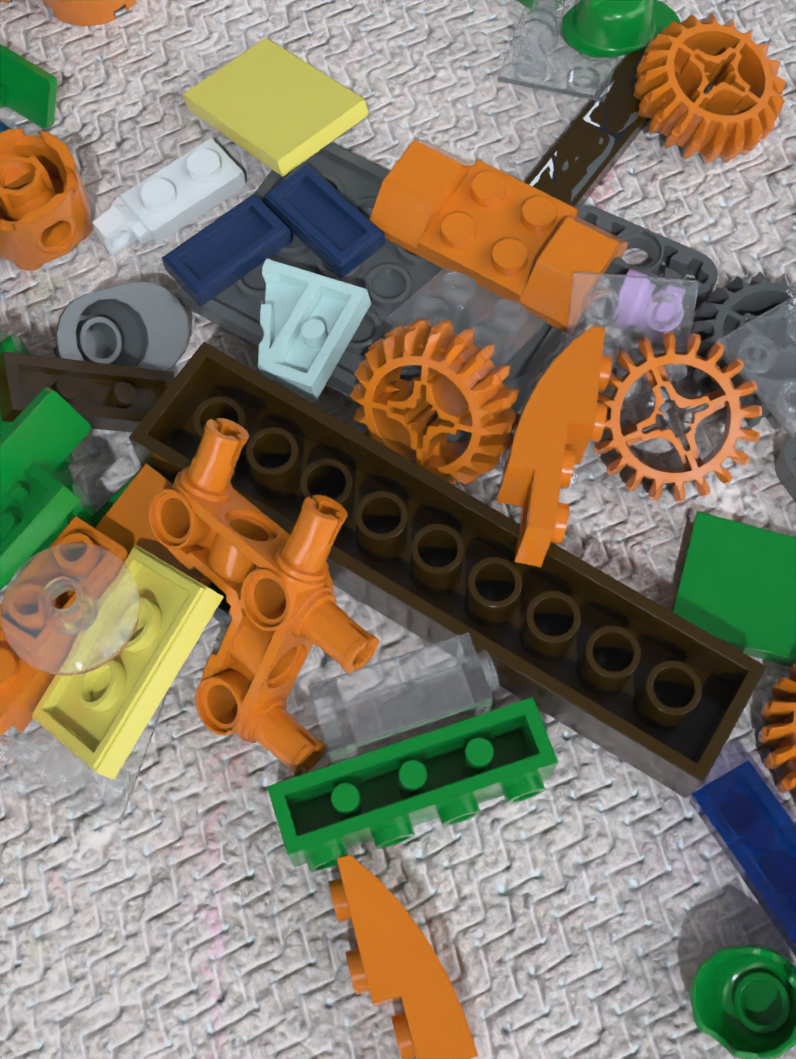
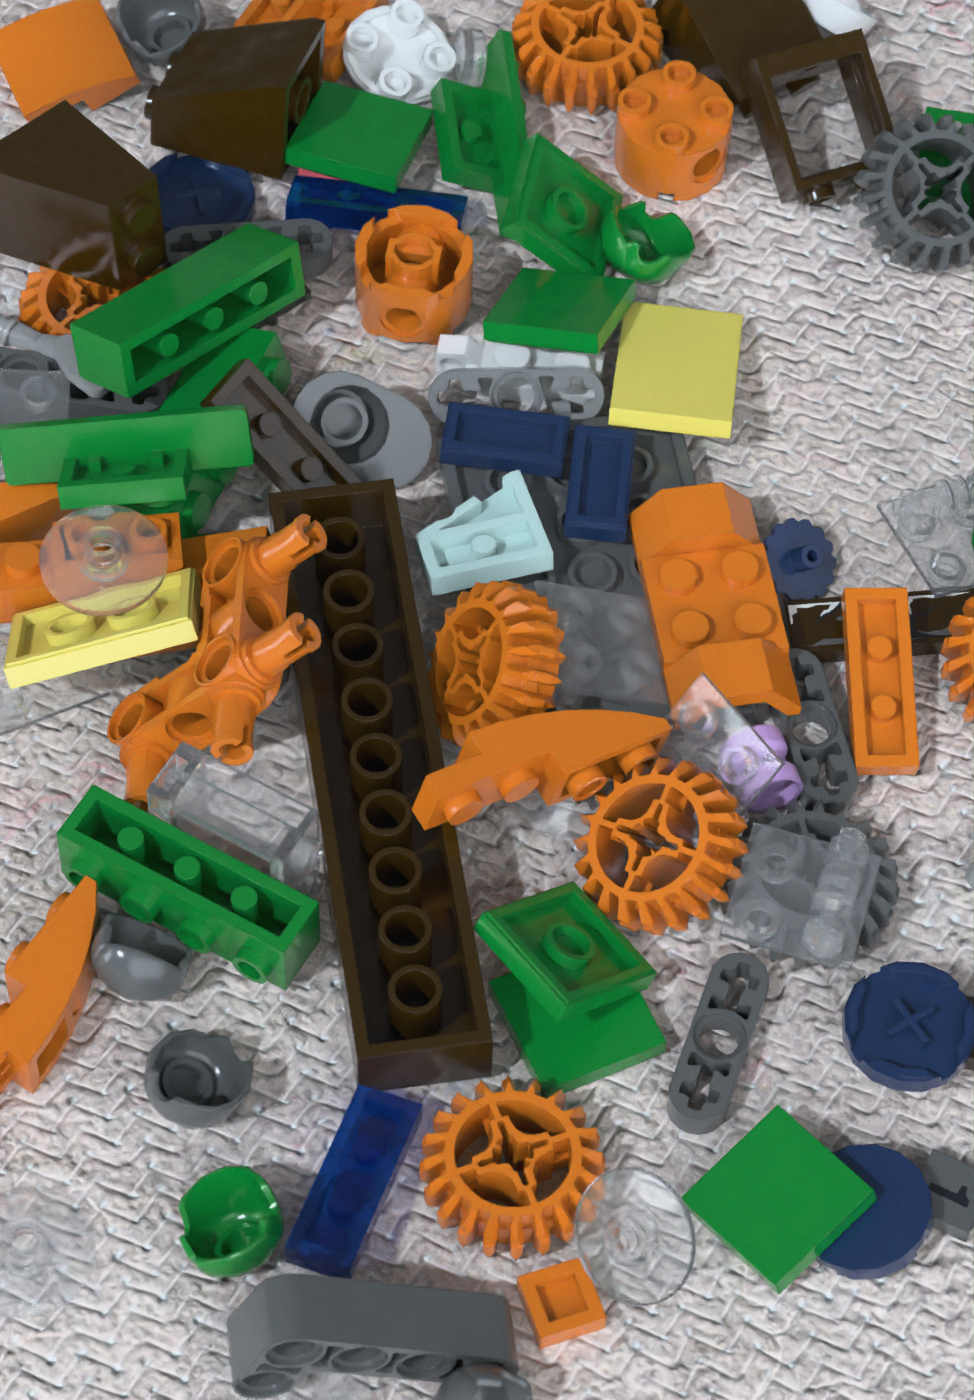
camera: 45 degrees right, 10 degrees down
(75, 69) = (558, 209): none -> green tile
(155, 47) = (645, 245): none -> green hair
(155, 134) = (559, 310): none -> green tile
(212, 176) = (562, 380): none -> beam
(440, 873) = (138, 959): none -> dark grey hair
(494, 149) = (799, 559): none -> dark blue piece
(591, 917) = (196, 1078): none -> dark grey hair
(643, 179) = (880, 681): none -> orange plate
(712, 553) = (565, 951): none -> green tile

